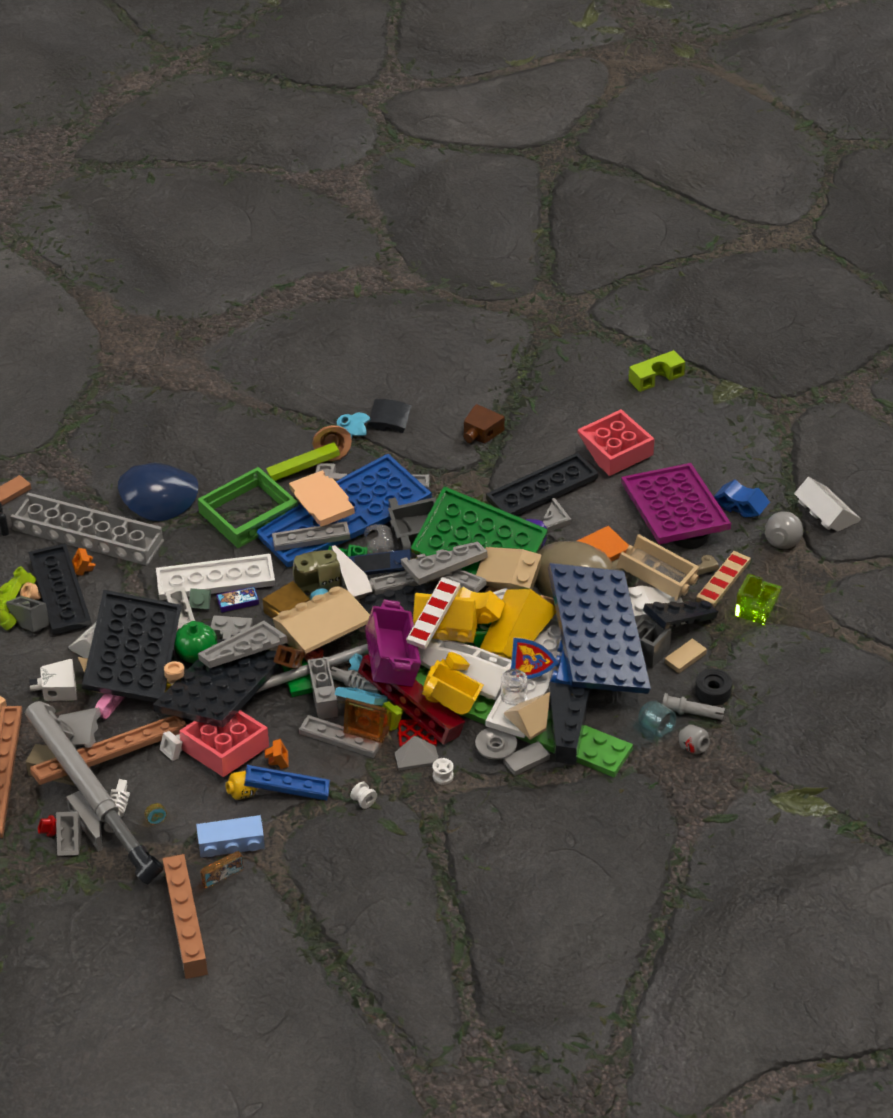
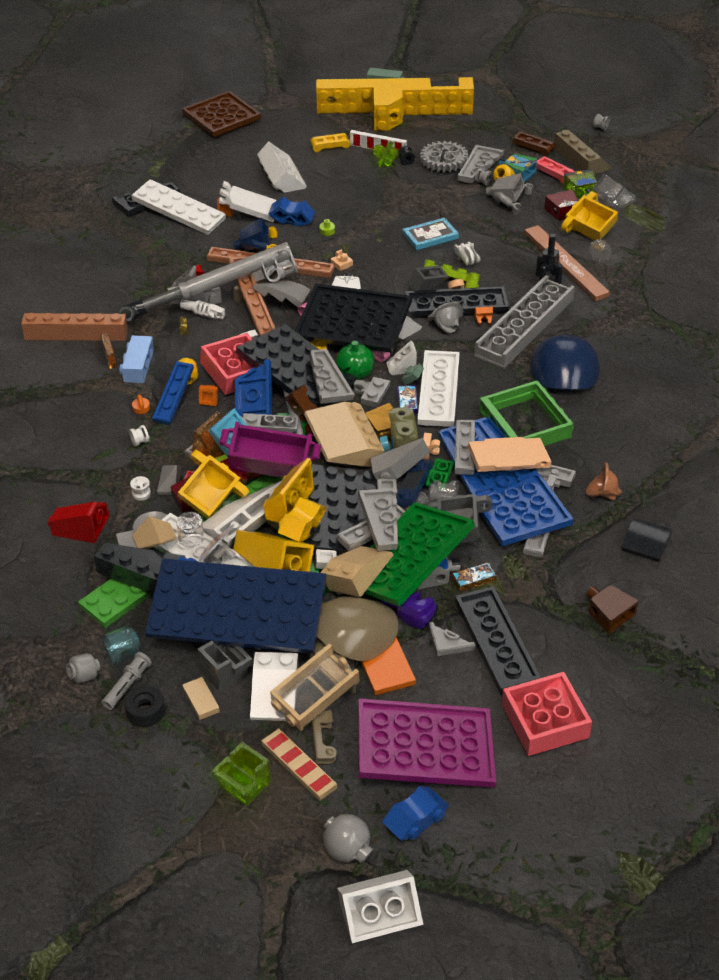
camera: 105 degrees right, 0 degrees up
(94, 584) = (447, 316): none -> light grey helmet
(173, 671) = (316, 338): light nougat tile -> none
(276, 706) = (254, 391): none -> blue wing
(303, 461) = (580, 461): lime tile -> none
(307, 814) = (140, 405): none -> orange tile
(355, 423) = (637, 506): medium azure plate -> none
(433, 613) = (277, 464): white tile -> none
(456, 661) = (237, 493): yellow tile -> none
(509, 797) = (80, 521): none -> red slope
(668, 365) = (677, 780): lime arch -> none
(675, 613) = (243, 688): black wing -> none

